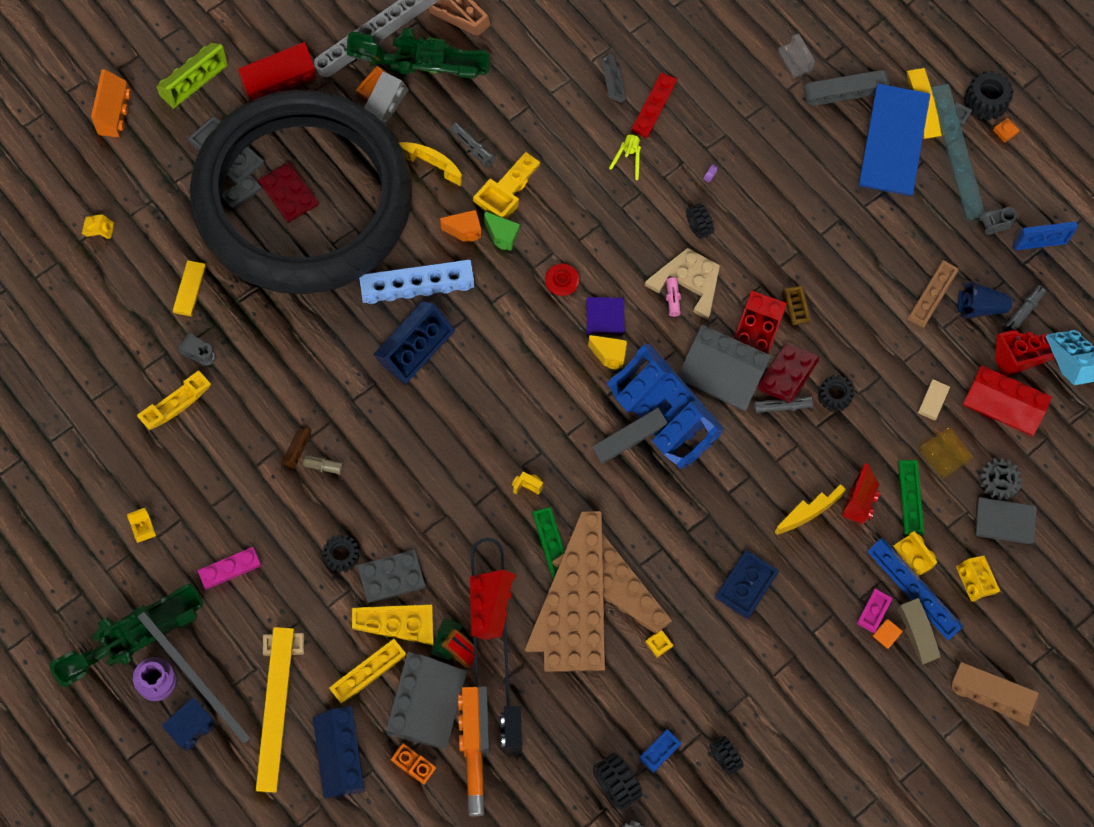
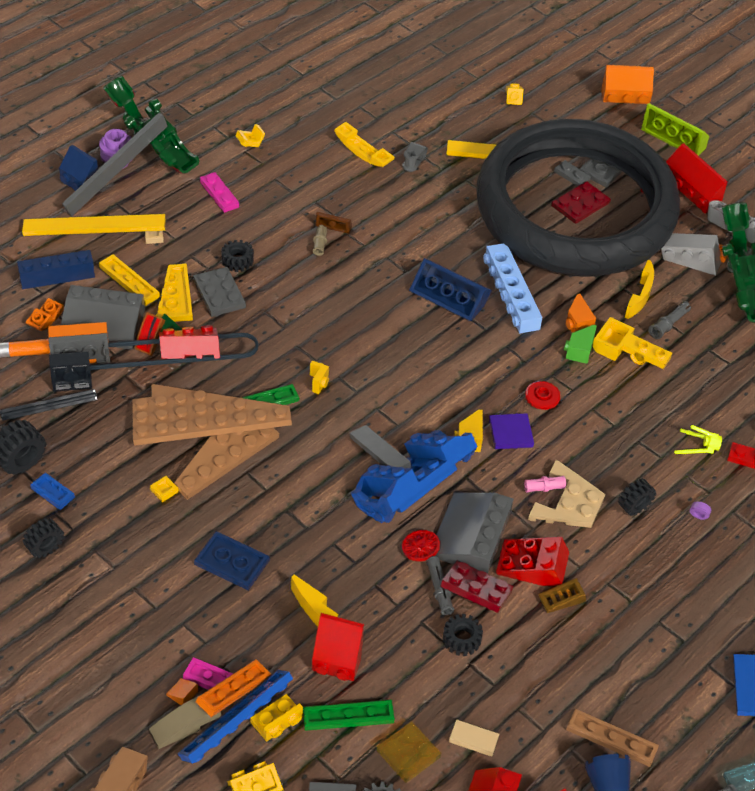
camera: 85 degrees right, 20 degrees down
(544, 758) = (48, 404): none -> black axle
(738, 415) = (420, 545): none -> red wheel
(895, 586) = (233, 688): none -> orange tile

